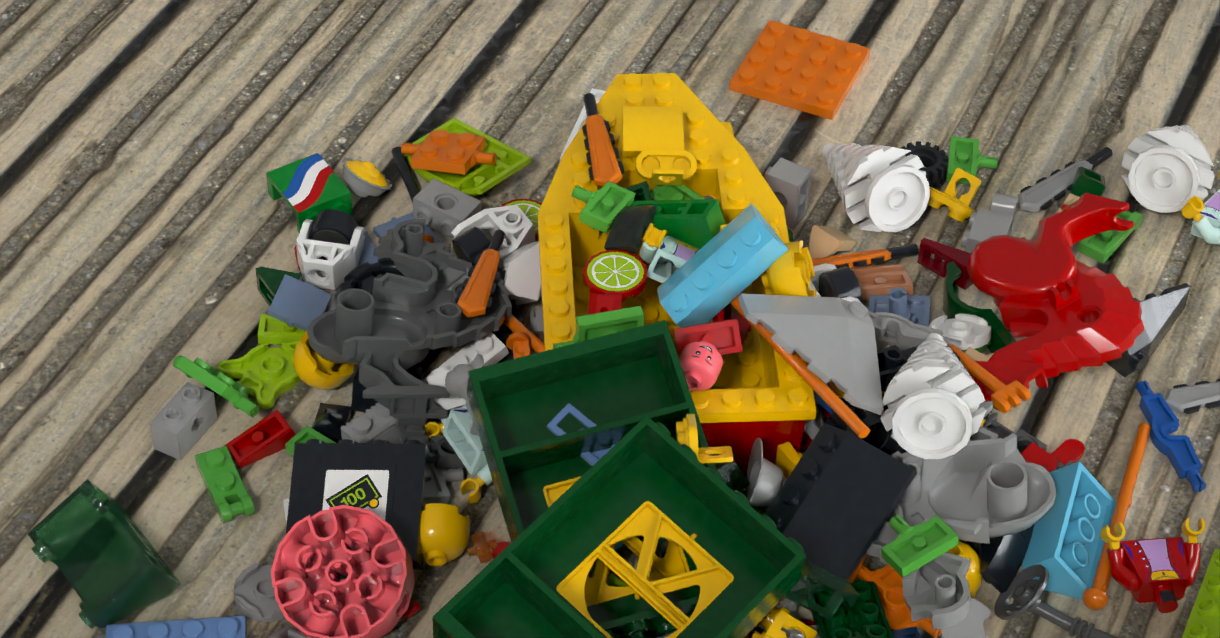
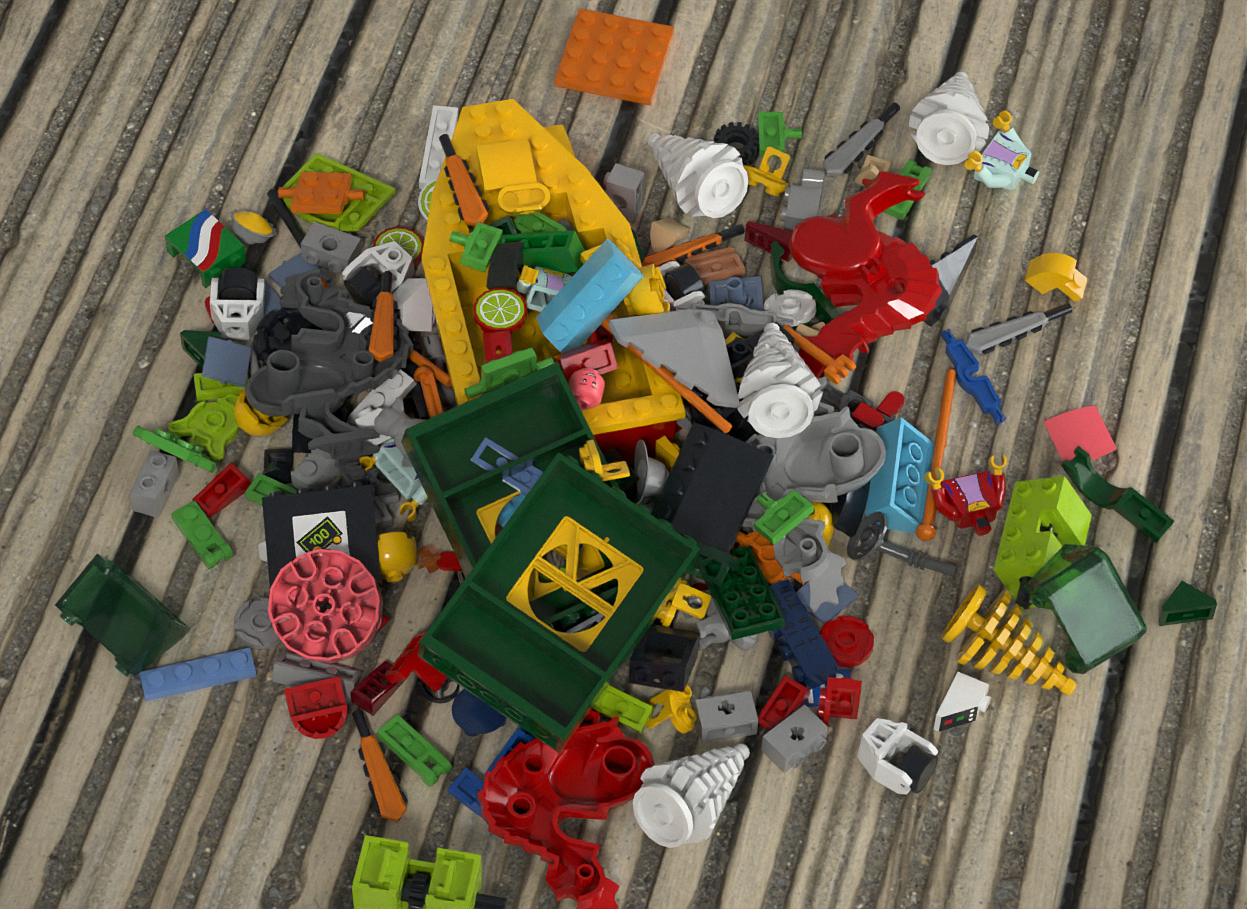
camera: 10 degrees left, 10 degrees up
(1087, 182) = (882, 144): dark green slope -> none

